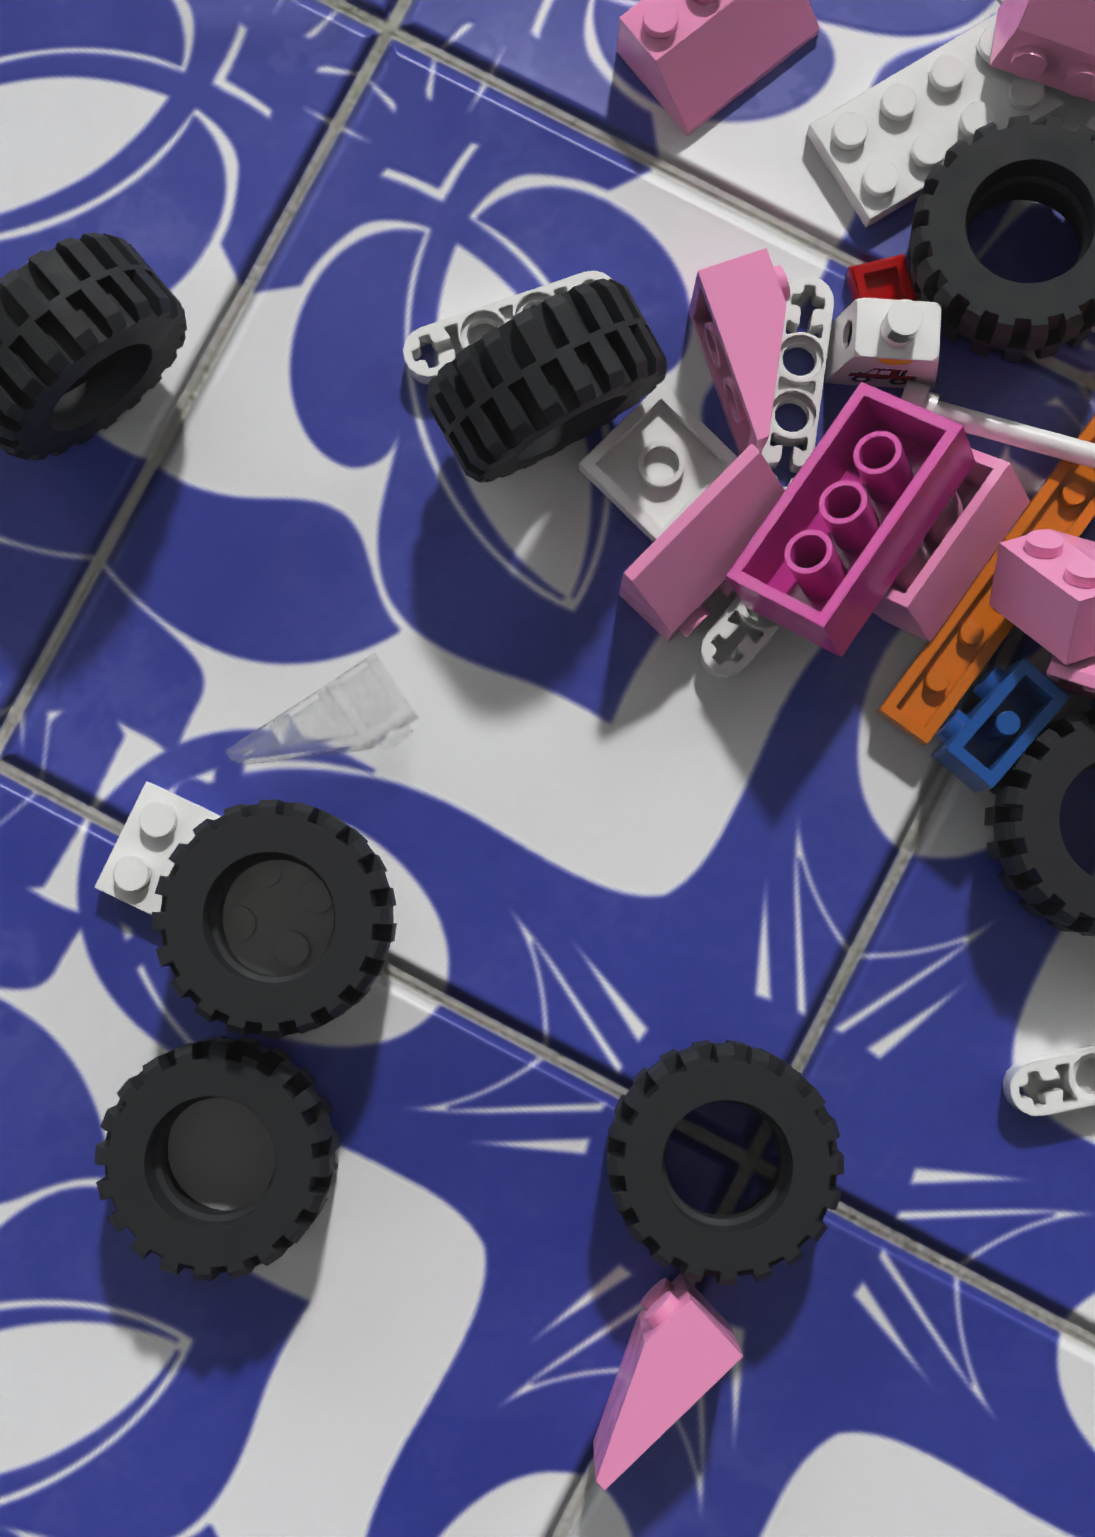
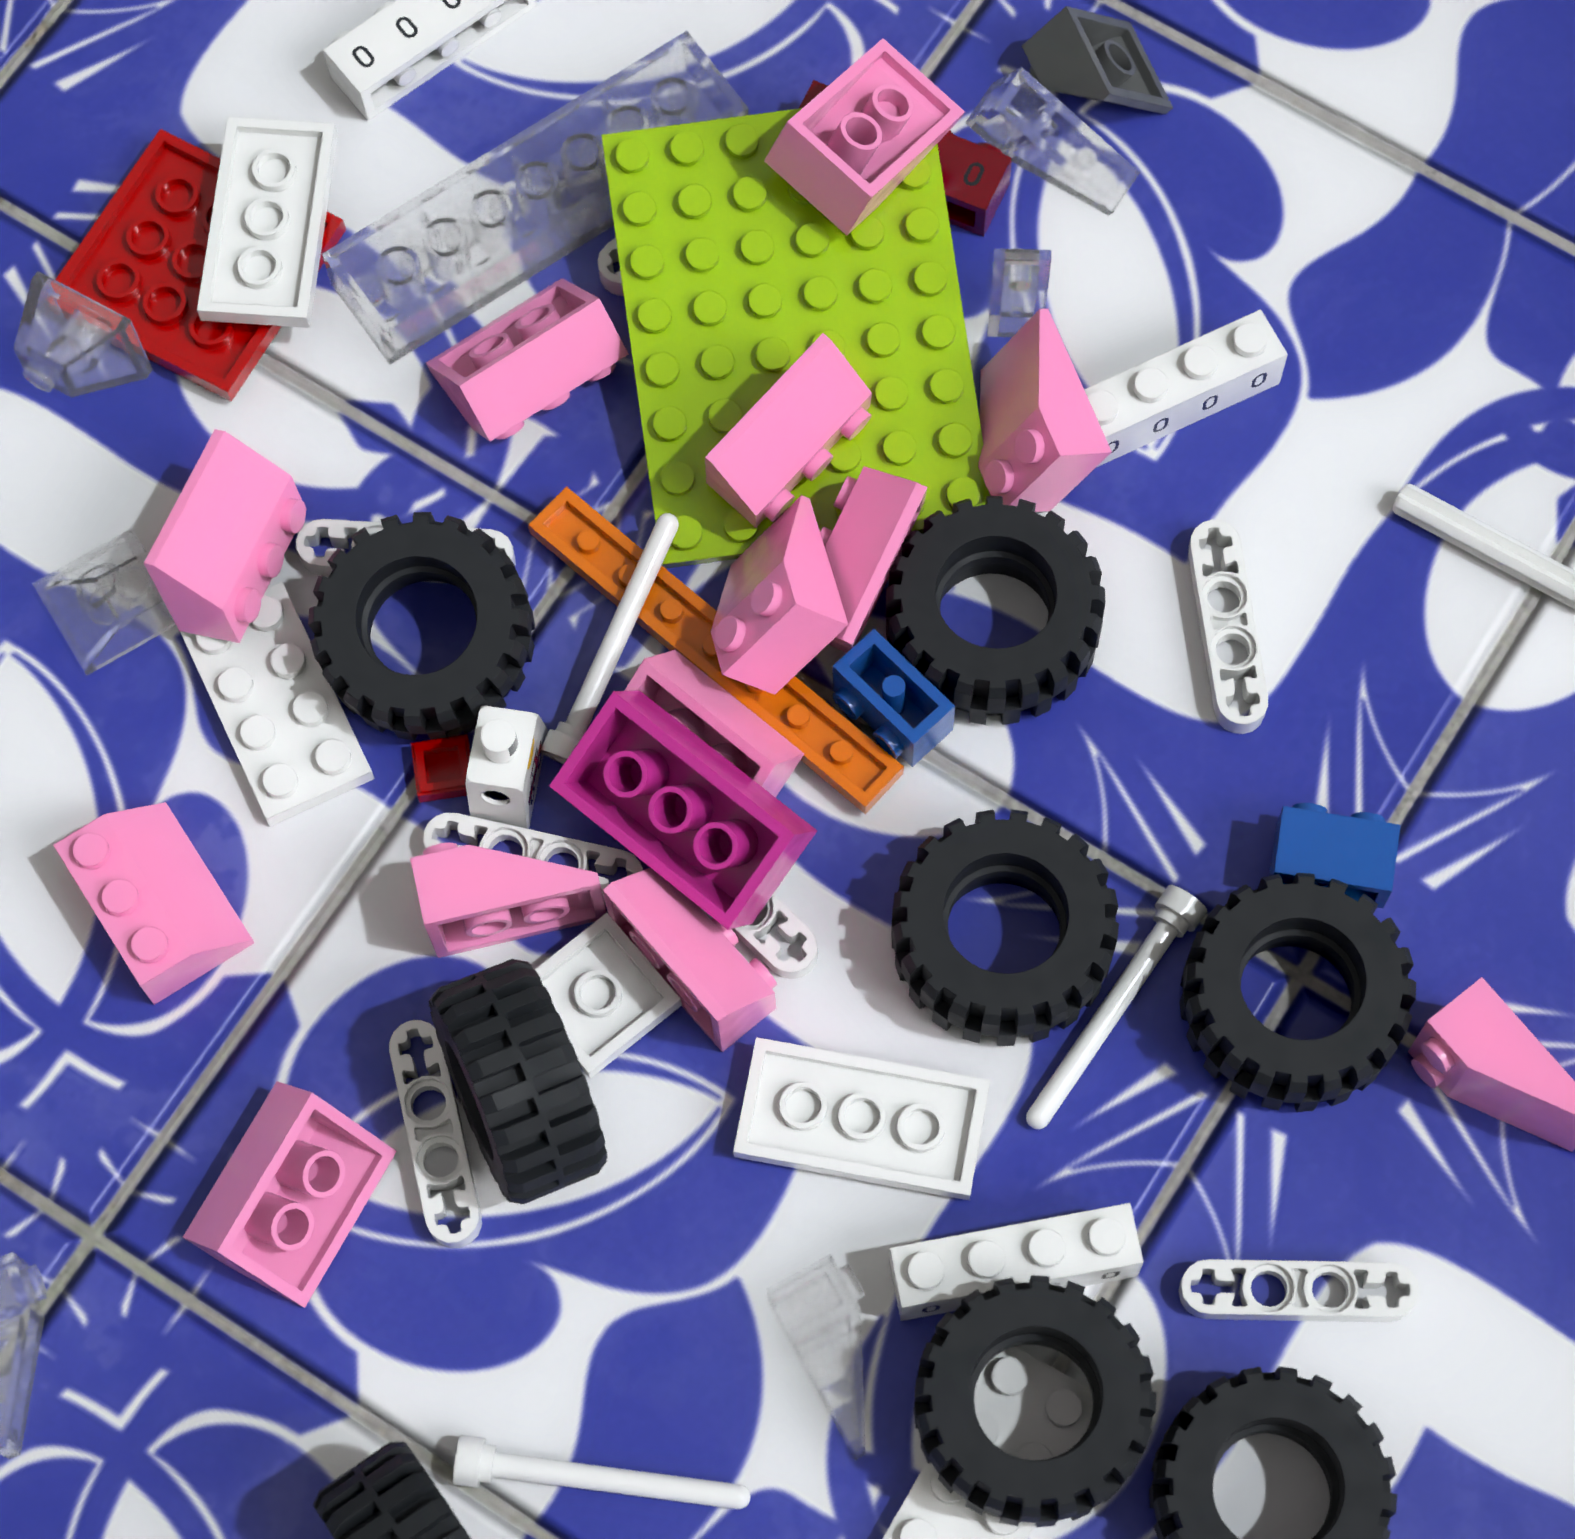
camera: 85 degrees left, 15 degrees down
(200, 405) = (481, 1462): none -> white piece
(422, 1172) = (1298, 1282): none -> white beam
(426, 892) = (1072, 1247): none -> white brick
(436, 196) = (290, 1193): none -> bright pink slope
(559, 733) = (862, 1118): none -> white plate
(795, 1030) = (1176, 914): none -> white piece
(843, 842) = (1004, 854): none -> black tyre
(877, 1194) = (1340, 847): none -> blue brick

